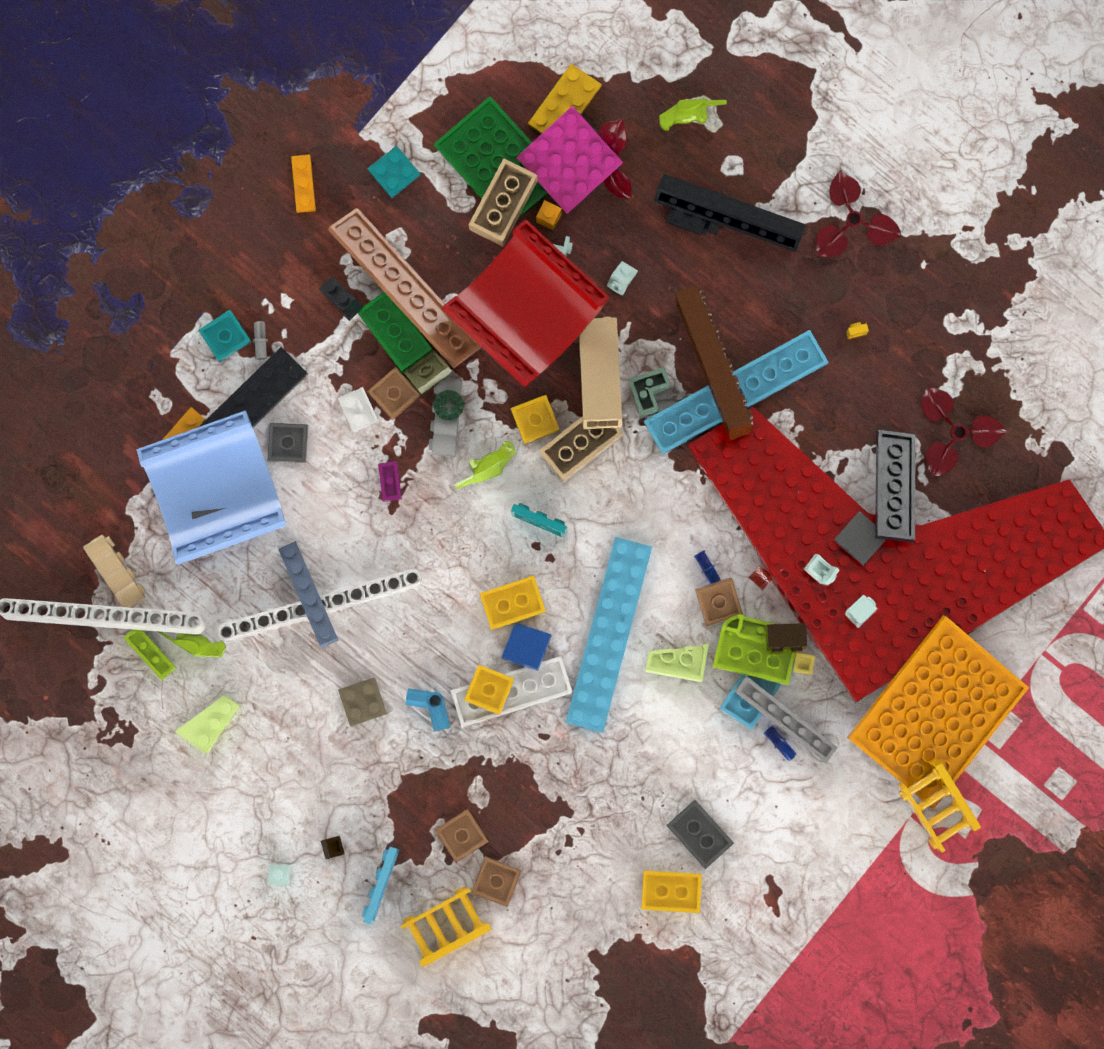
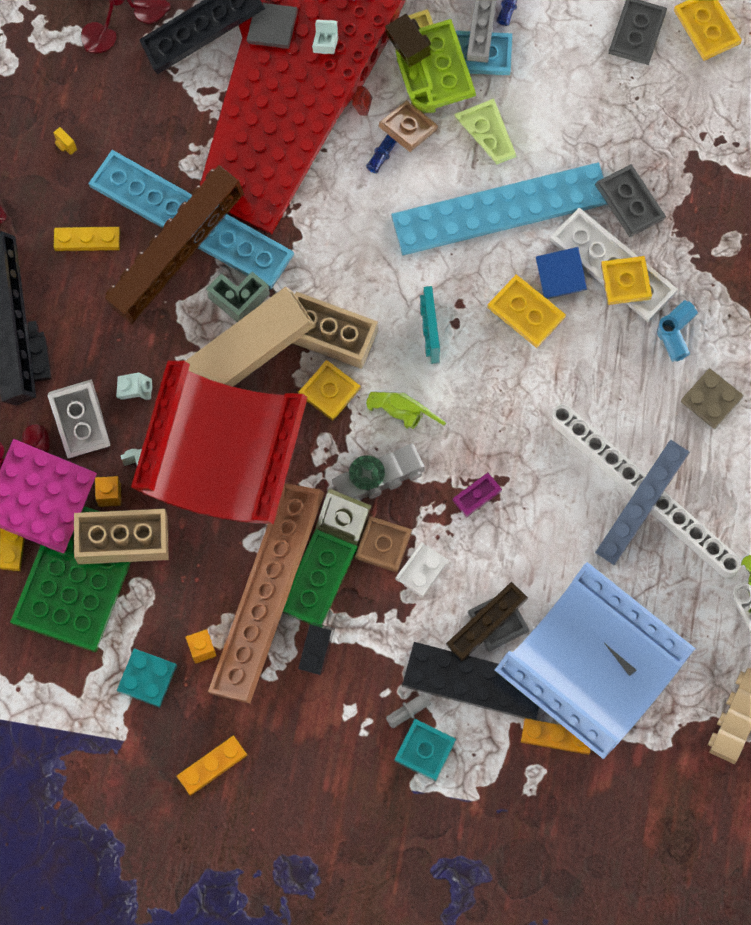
camera: 120 degrees left, 10 degrees down
(288, 430) = (486, 621): none -> dark brown plate
(392, 219) = (201, 646): none -> light orange brick
(556, 736) = (630, 200): none -> dark grey tile
(620, 224) = (79, 418): none -> white slope
(765, 306) = (86, 238): none -> yellow plate

